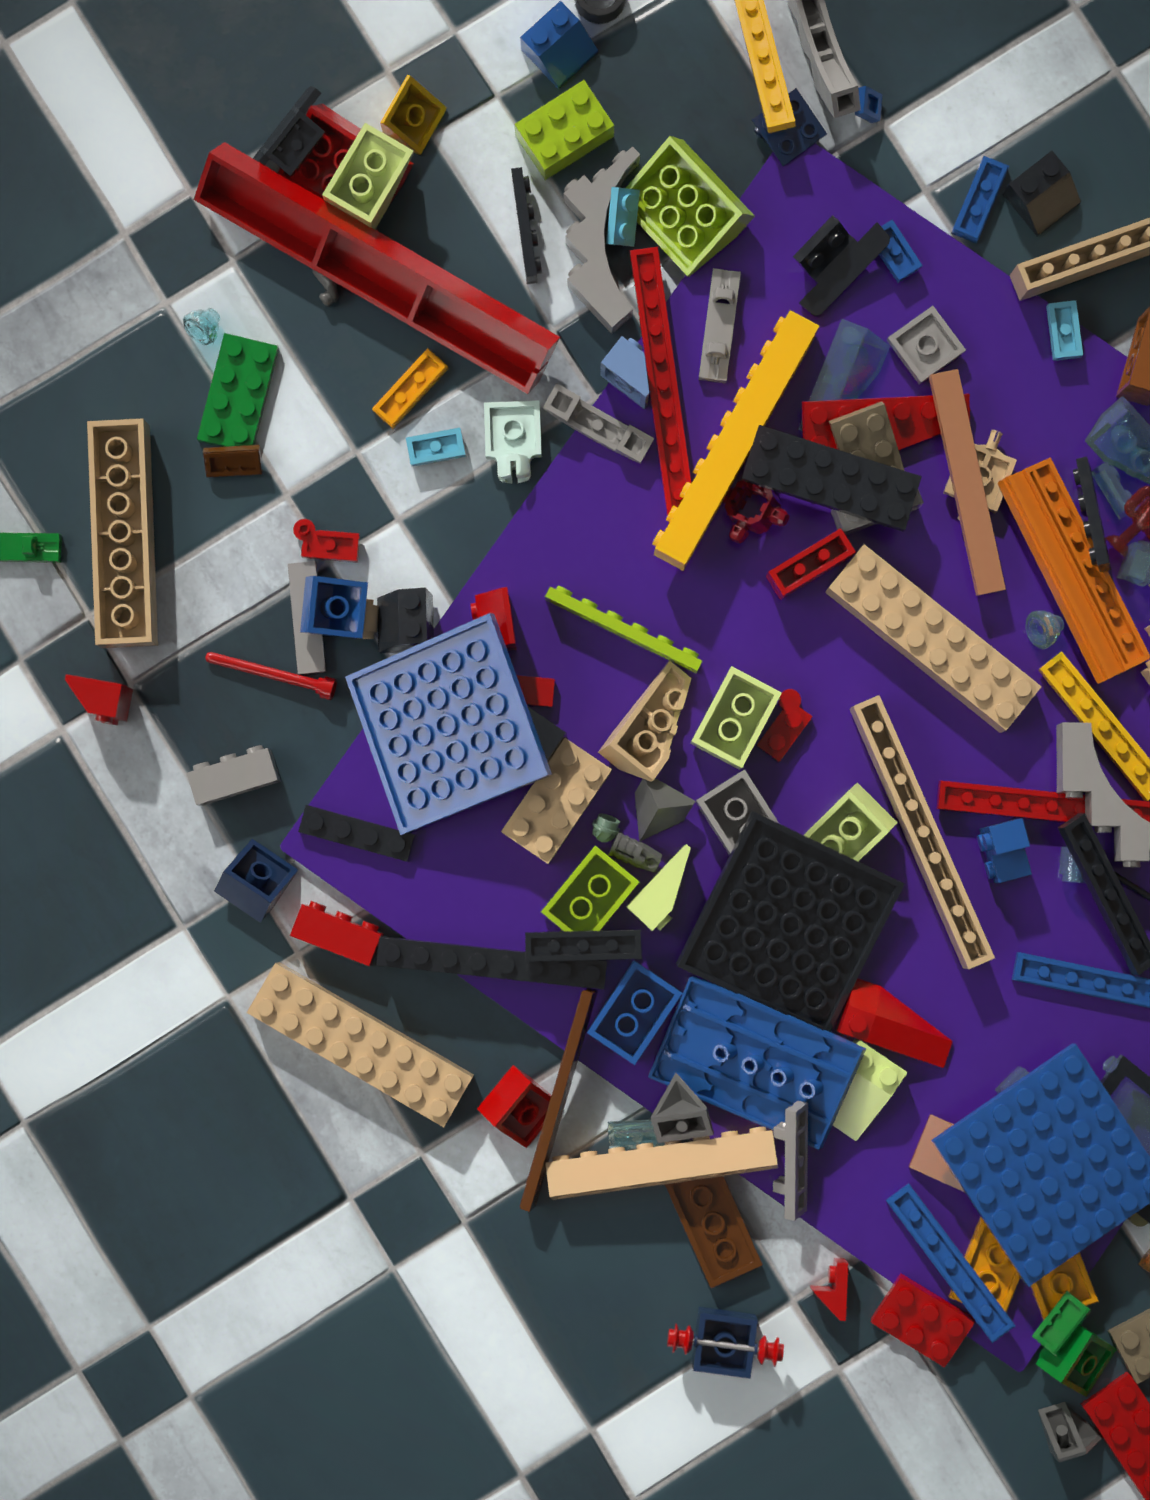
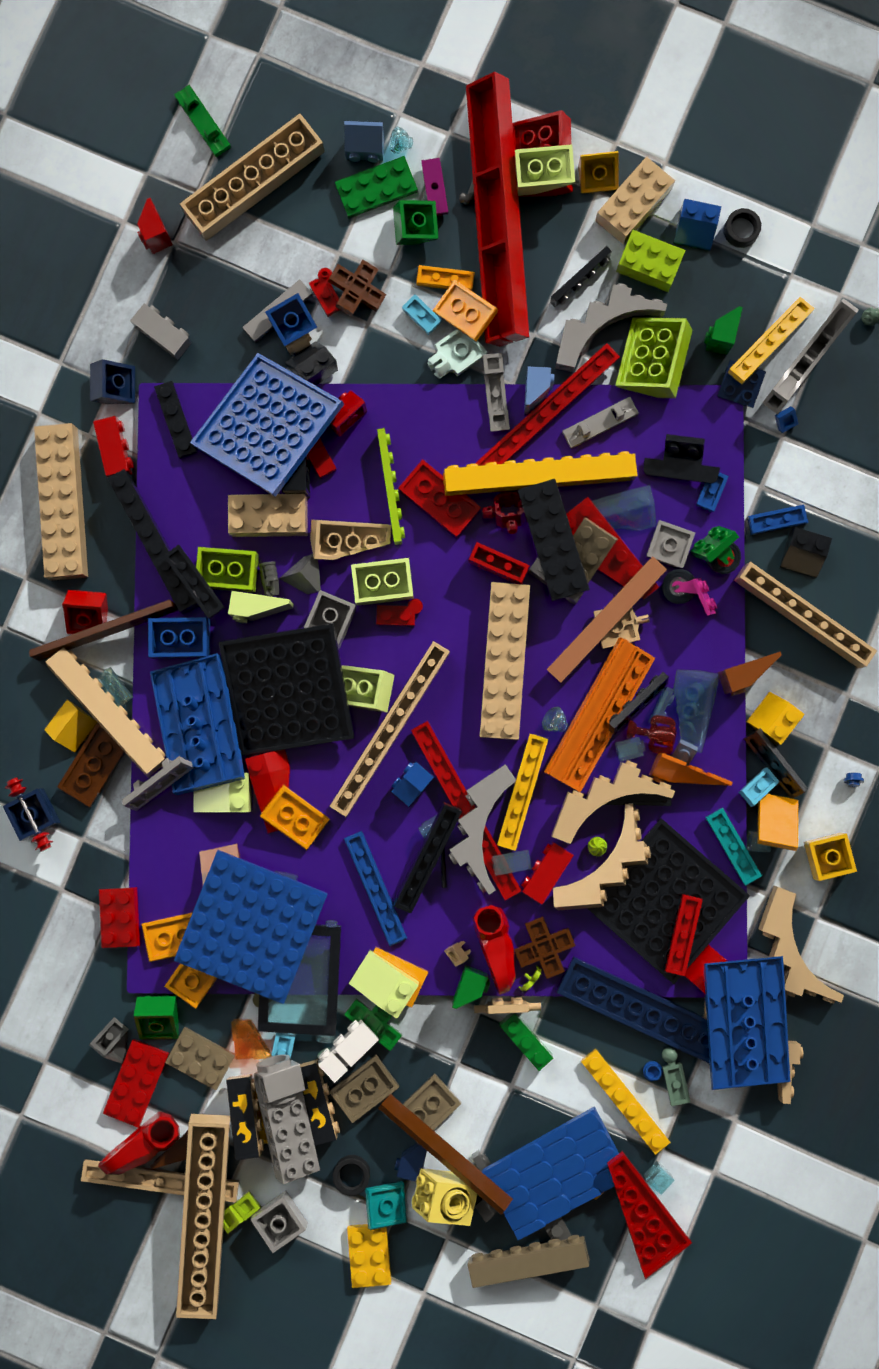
camera: 60 degrees right, 0 degrees up
(175, 368) = (364, 141): none -> medium blue slope
(232, 461) = (335, 209): reddish brown plate -> none
(276, 315) = (433, 178): none -> magenta tile
(293, 137) = (538, 115): black plate -> none
(318, 376) = (415, 222): none -> green slope
(323, 686) = (245, 347): red piece -> none
(349, 502) = (357, 287): none -> reddish brown plate
(470, 391) = (465, 310): none -> light orange tile
(477, 97) = (635, 200): none -> tan brick
(605, 827) = (272, 552): sand green plate -> none
(622, 216) = (623, 326): medium azure plate -> none
(644, 1221) = (70, 726): none -> yellow slope
(660, 588) = (427, 491): none -> red plate
(680, 1114) = (139, 701): dark grey slope -> none
(716, 104) = (723, 333): none -> green slope
(836, 1295) = (98, 858): red slope -> none
(948, 1021) = (294, 817): none -> light orange tile
(950, 1262) = (160, 910): blue tile -> none
(972, 292) = (719, 550): none -> green plate
(987, 366) = (681, 586): none -> plate
(1061, 1323) = (168, 995): green plate -> none
(1064, 330) = (734, 616): medium azure plate -> none

